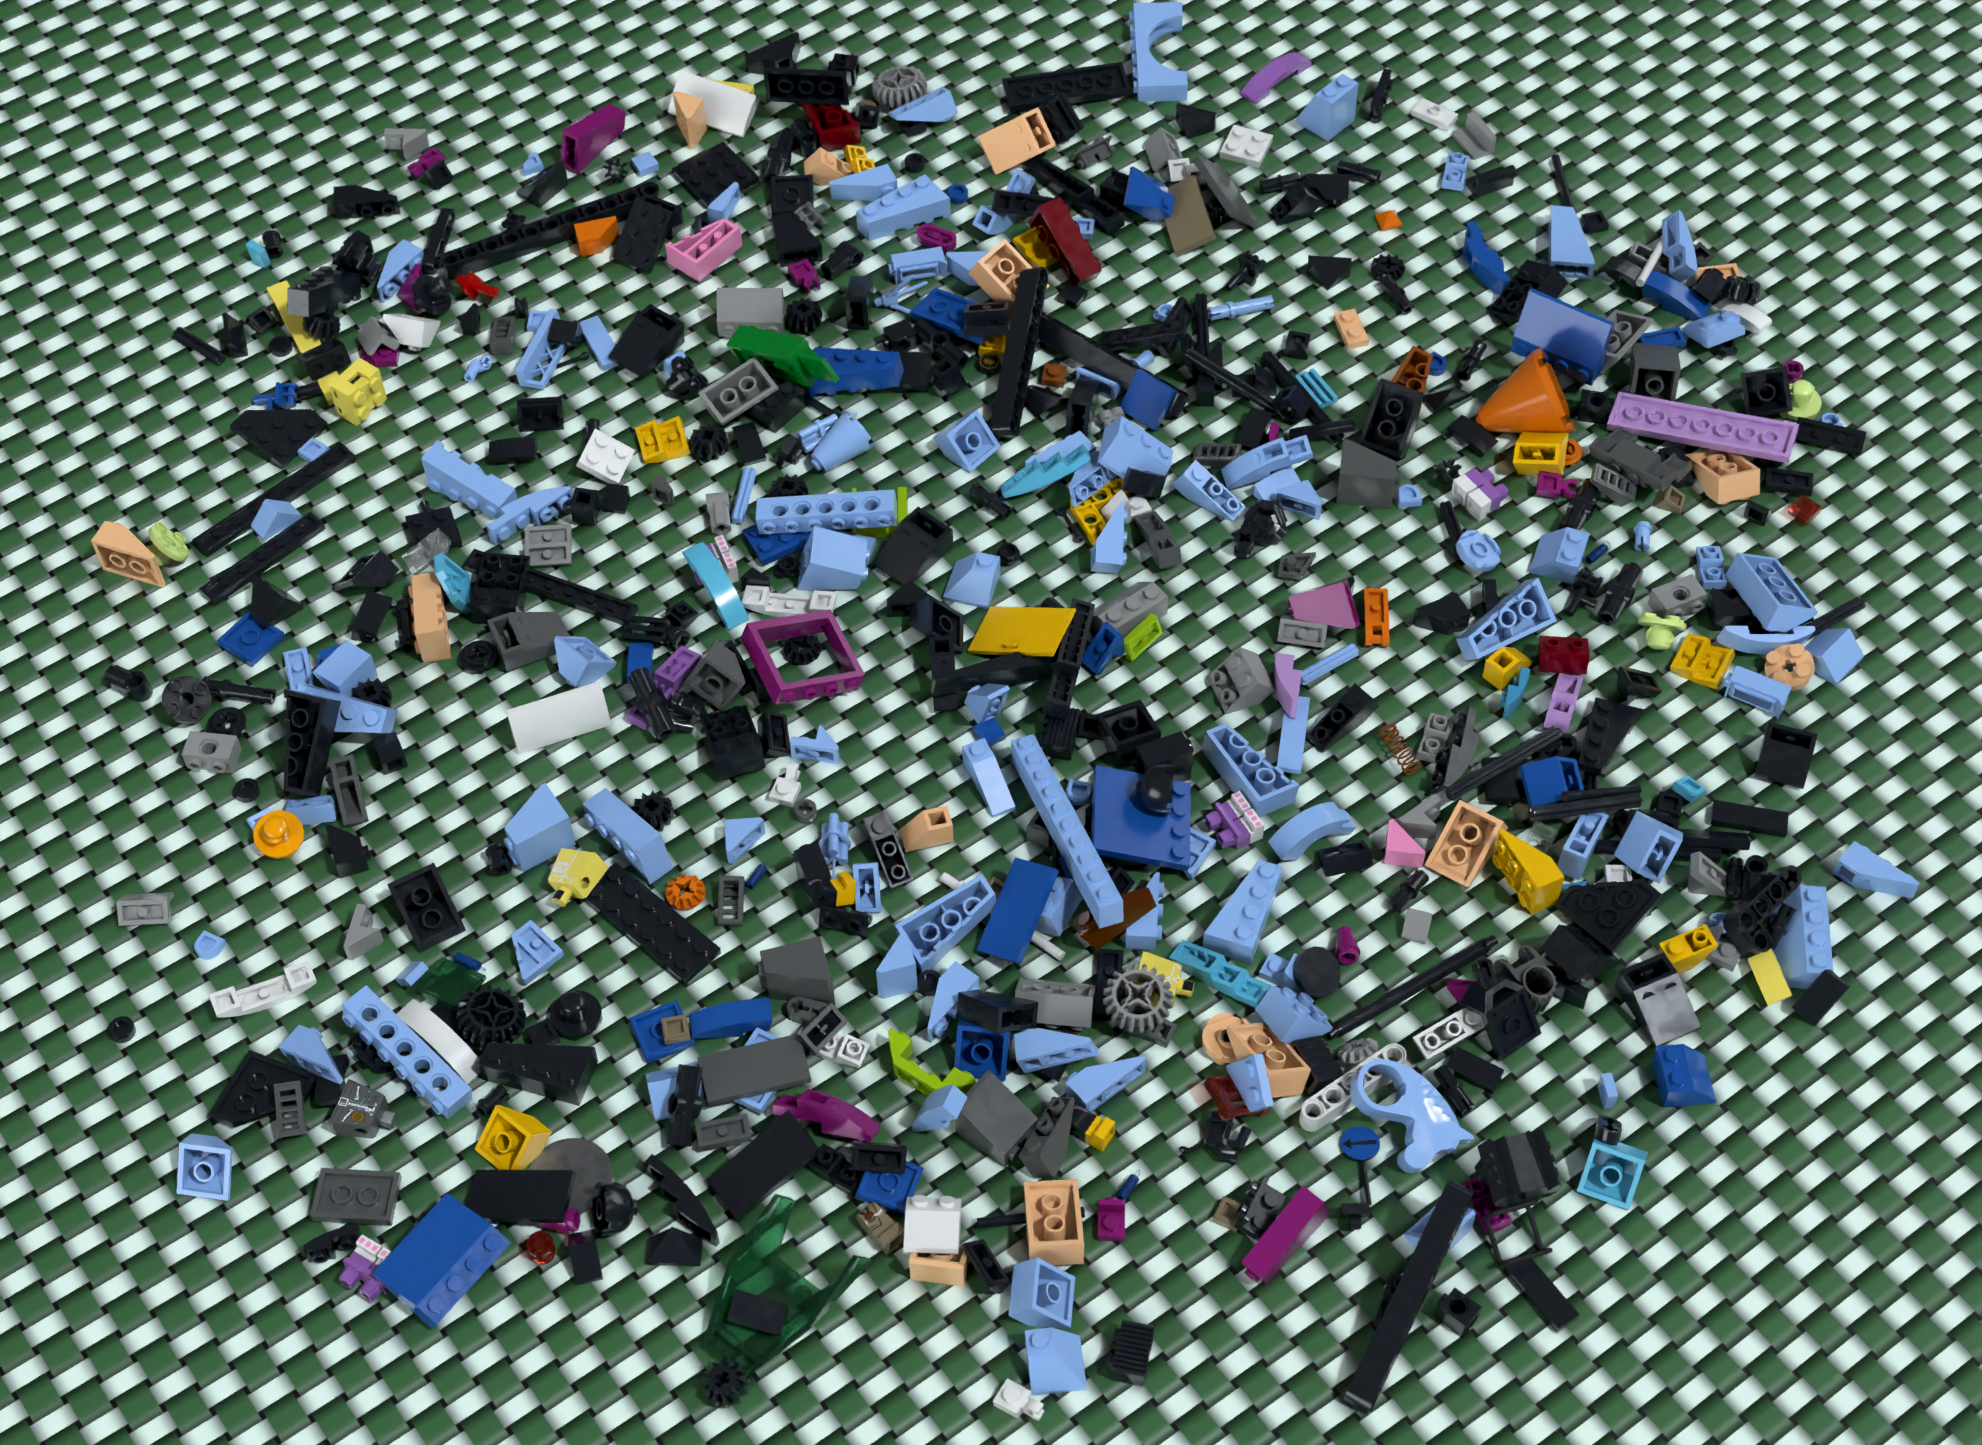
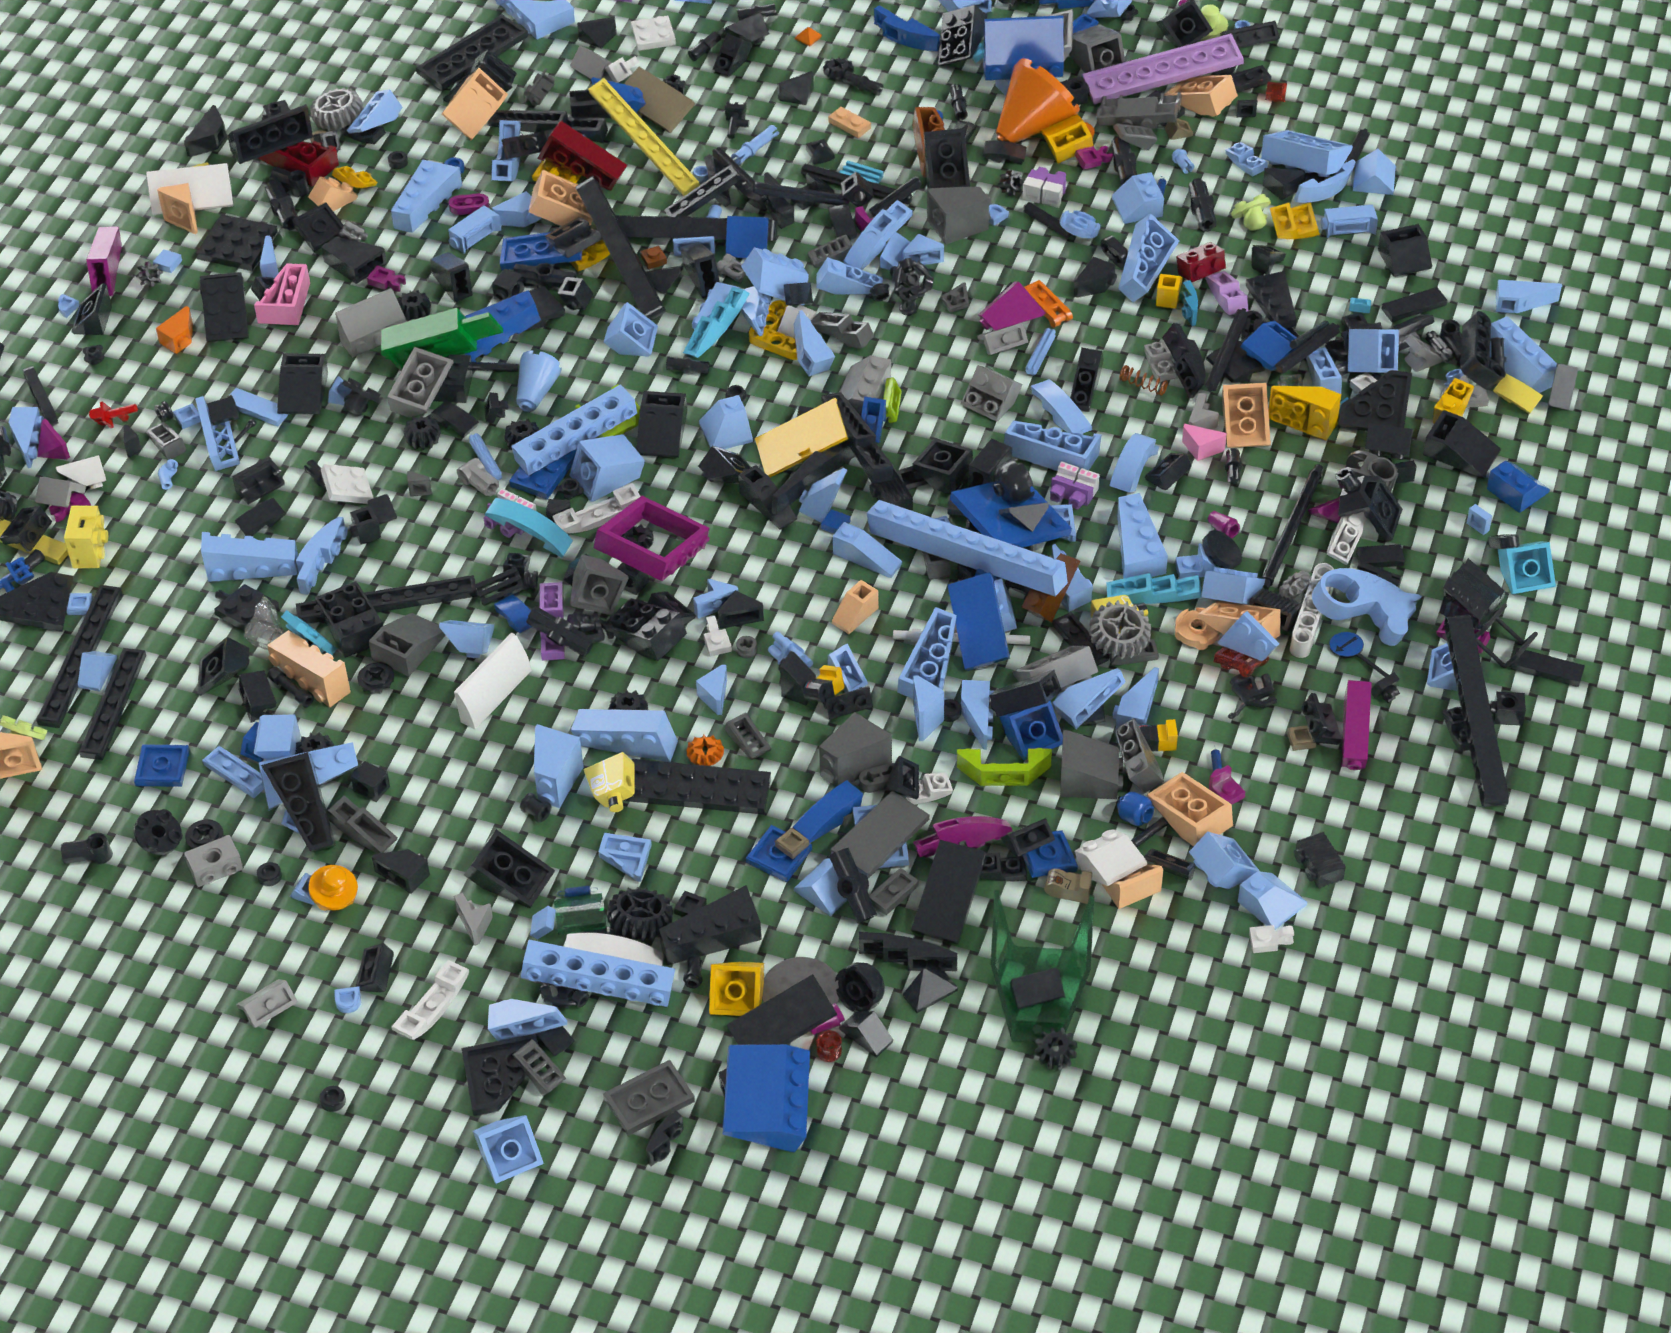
camera: 35 degrees left, 5 degrees down
(226, 690) = (197, 805): black pin -> none
(252, 931) = (375, 968): none -> black slope
(271, 603) = (158, 728): black slope -> none
(313, 809) = (344, 854): light blue slope -> none
(361, 1112) = (597, 1038): dark grey torso -> none
(361, 1266) = (703, 1143): medium lavender hips -> none
(432, 294) = (79, 434): black plate -> none
(540, 233) = (129, 348): black beam -> none
(549, 545) = (358, 567): light grey slope -> none
(576, 1014) = (702, 877): black plate -> none
(663, 440) = (380, 450): yellow slope -> none
(755, 876) = (749, 707): blue piece -> none
(814, 434) = (506, 382): light blue piece -> none
(825, 771) = (740, 610): none -> black slope
(844, 257) = (407, 251): black piece -> none
(865, 185) = (377, 191): light blue slope -> none
(886, 849) = (829, 635): black slope -> none
(891, 298) = (474, 263): light blue plant -> none
(906, 596) = (688, 463): black slope -> none
(939, 1109) = (1047, 778): light blue slope -> none
(989, 363) = (595, 272): black tile -> none
(1005, 1189) = (1135, 808): none -> blue head
(1062, 512) = (748, 348): black hinge -> none
(1072, 295) = (616, 195): black tile -> none
(1137, 249) = (644, 137): none -> light yellow tile
(1148, 828) = (1026, 516): none -> slope
(1226, 192) = (672, 68): dark grey tile -> none
(1226, 520) = (879, 292): none -> black plate
(1286, 683) = (1029, 374): lavender slope -> none
(1416, 925) = (1258, 486): light grey slope -> none
(1584, 584) = (1175, 211): black arm -> none
(1678, 597) = (1244, 187): light grey brick -> none
(1790, 654) = (1355, 184): light nougat plate -> none

